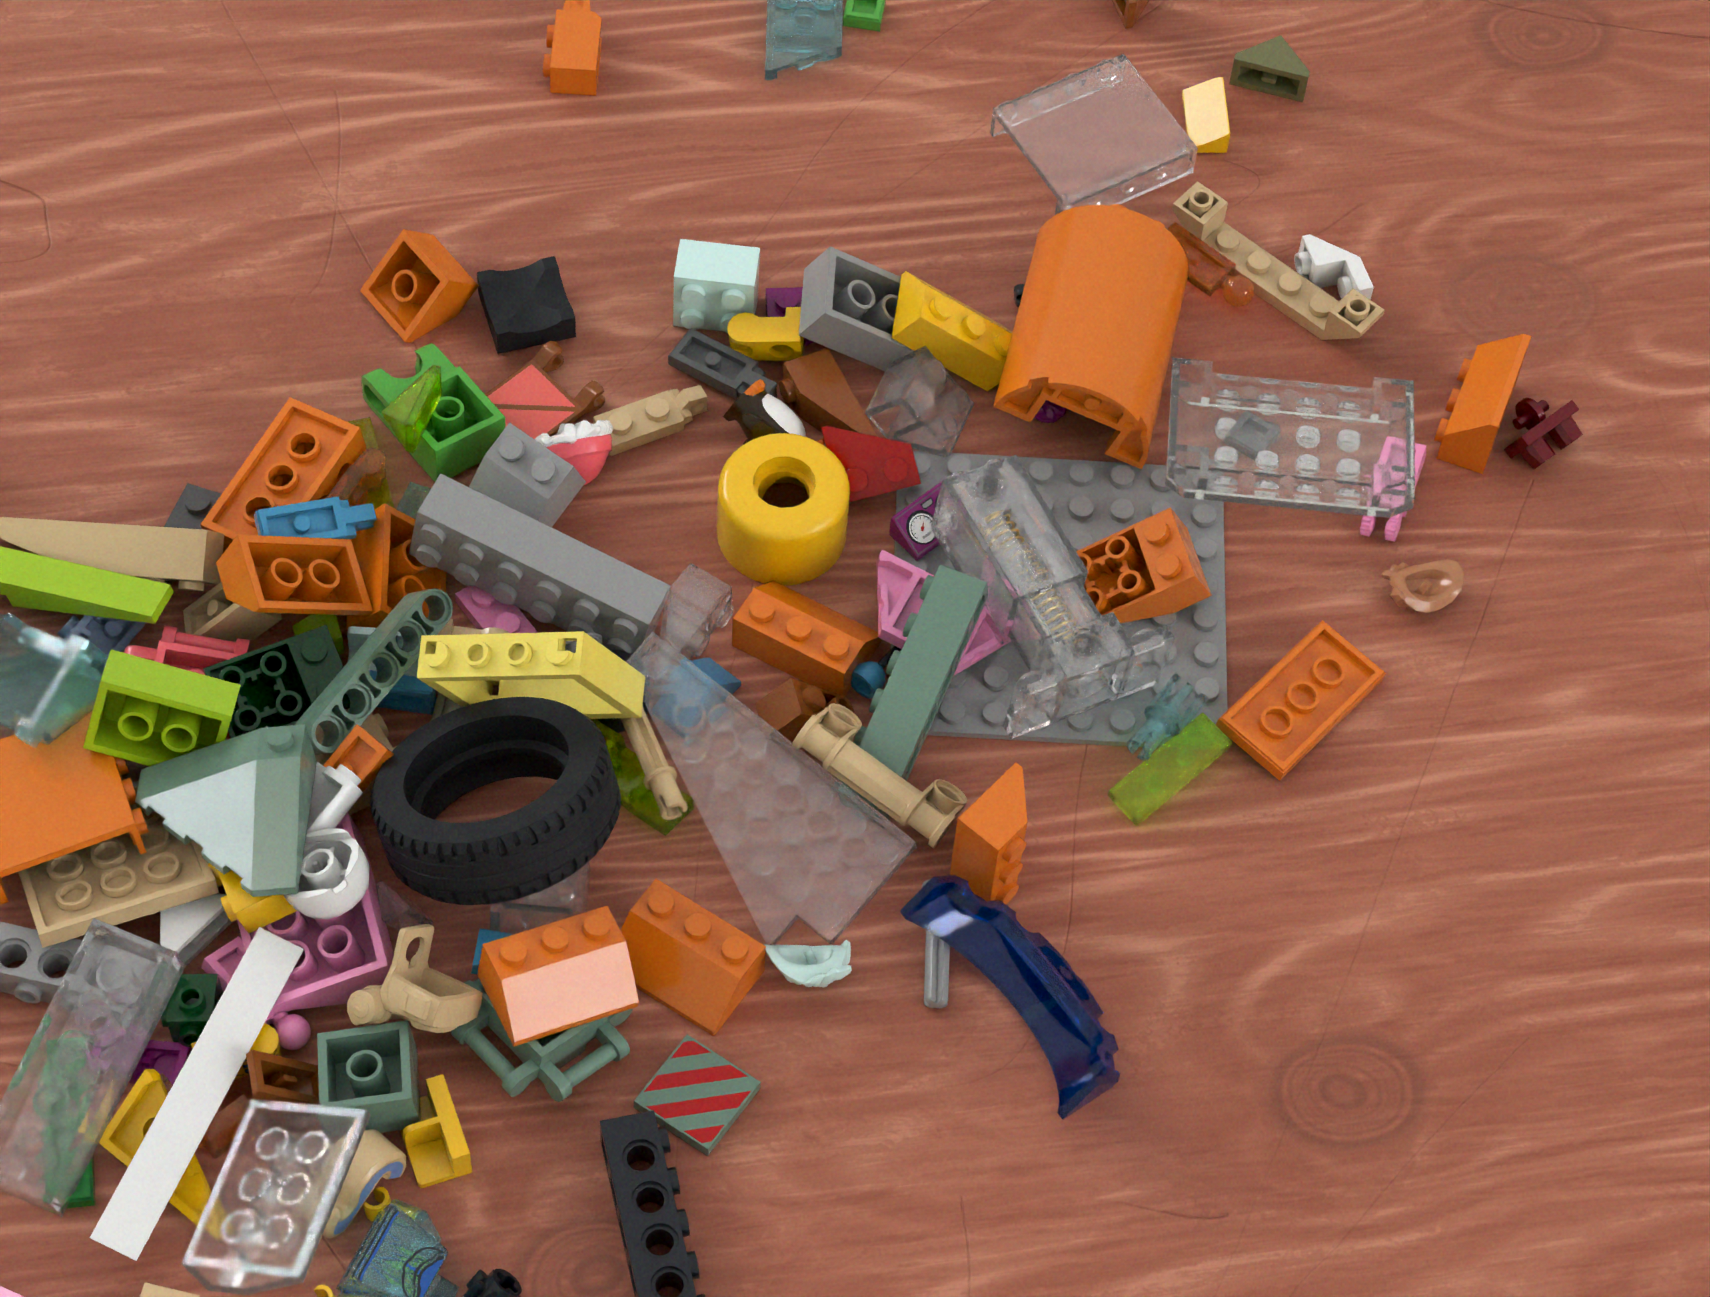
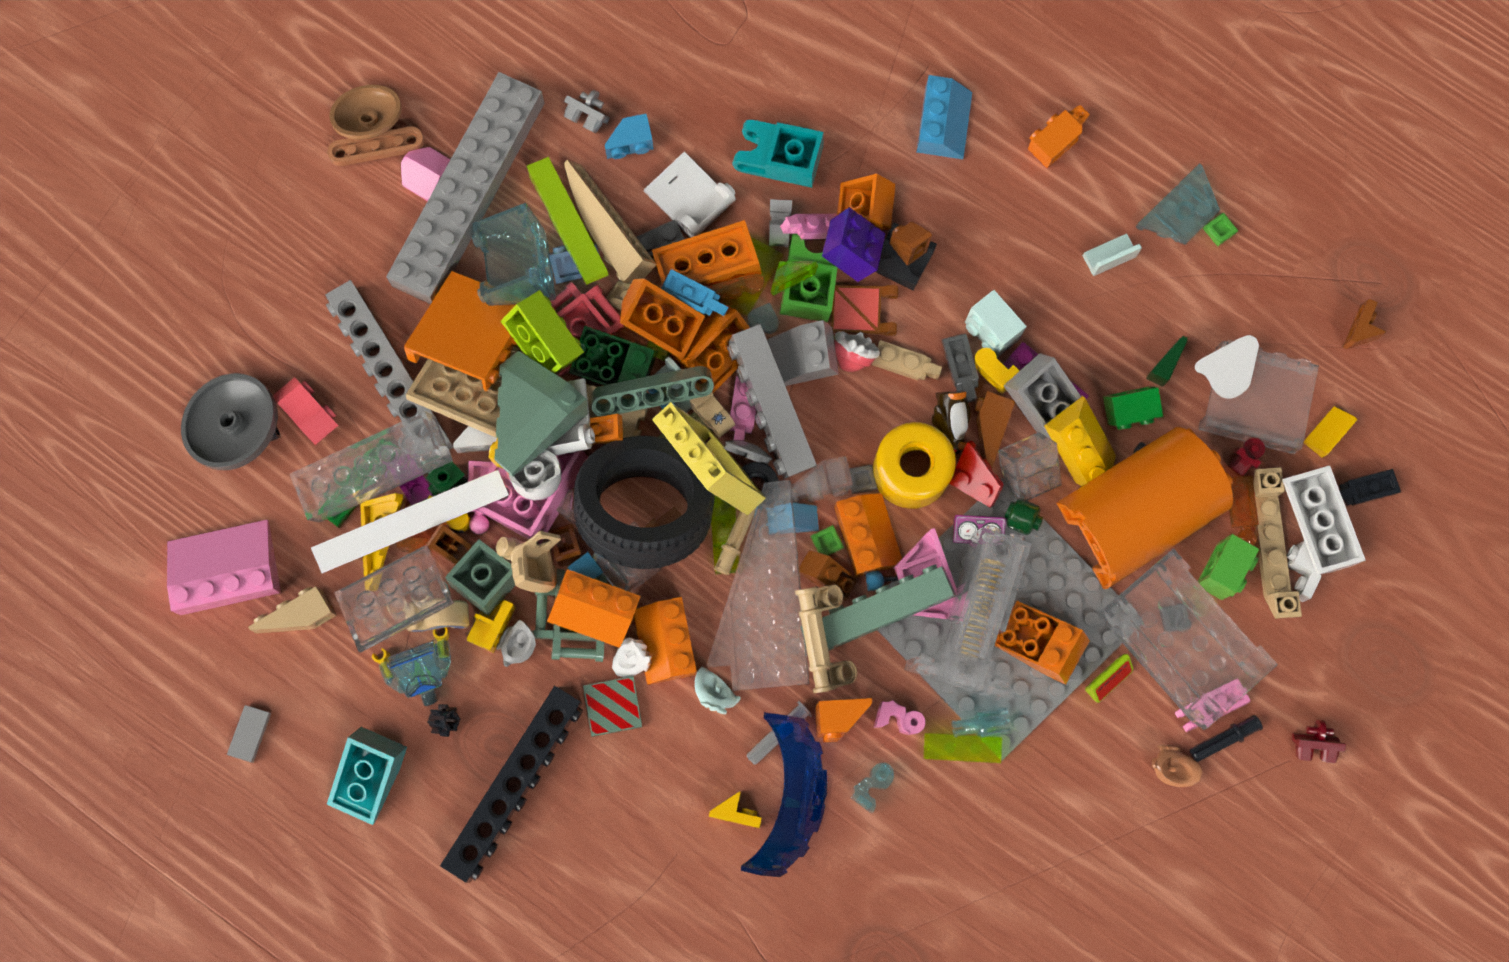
camera: 45 degrees right, 20 degrees up
(33, 432) = (630, 137): none -> dark azure slope
(180, 442) = (691, 197): none -> white door
(250, 305) = (782, 152): none -> teal brick
(337, 393) = (778, 212): none -> light grey leg
(381, 350) = (807, 225): none -> bright pink hinge
(413, 129) = (944, 118): none -> dark azure slope
(450, 952) = (568, 548): none -> dark orange slope
(455, 326) = (853, 244): none -> dark purple brick
(495, 1118) = (516, 643): none -> light grey hat
(524, 266) = (910, 241): none -> dark orange slope
(663, 1012) = (631, 658): none -> white hat
(740, 579) = (862, 479): none -> flat silver tile
(761, 681) = (827, 541): none -> bright green tile
(769, 124) = (1111, 254): none -> light aqua panel
(958, 185) = (1164, 369): none -> dark green slope
(967, 252) = (1133, 406): none -> green brick
(968, 453) = (1023, 516): none -> dark green head
(980, 1080) = (727, 812): none -> yellow slope
(1031, 126) = (1230, 367): none -> white sticker
(1074, 798) = (908, 723): none -> bright pink leg
(1110, 890) = (879, 778): none -> clear light blue leg
(1150, 195) = (1247, 456): none -> dark red hips
(1250, 555) = (1110, 678): none -> slope
(1252, 325) = (1228, 566): none -> bright green brick
(1271, 69) = (1389, 434): olive slope -> none
(1300, 700) = (1058, 769): orange tile -> none
(1302, 196) = (1323, 520): none -> white slope
(1307, 142) = (1369, 488): none -> black hinge
(1447, 498) = (1226, 738): none -> black axle
(1481, 402) = (1301, 703): orange slope -> none

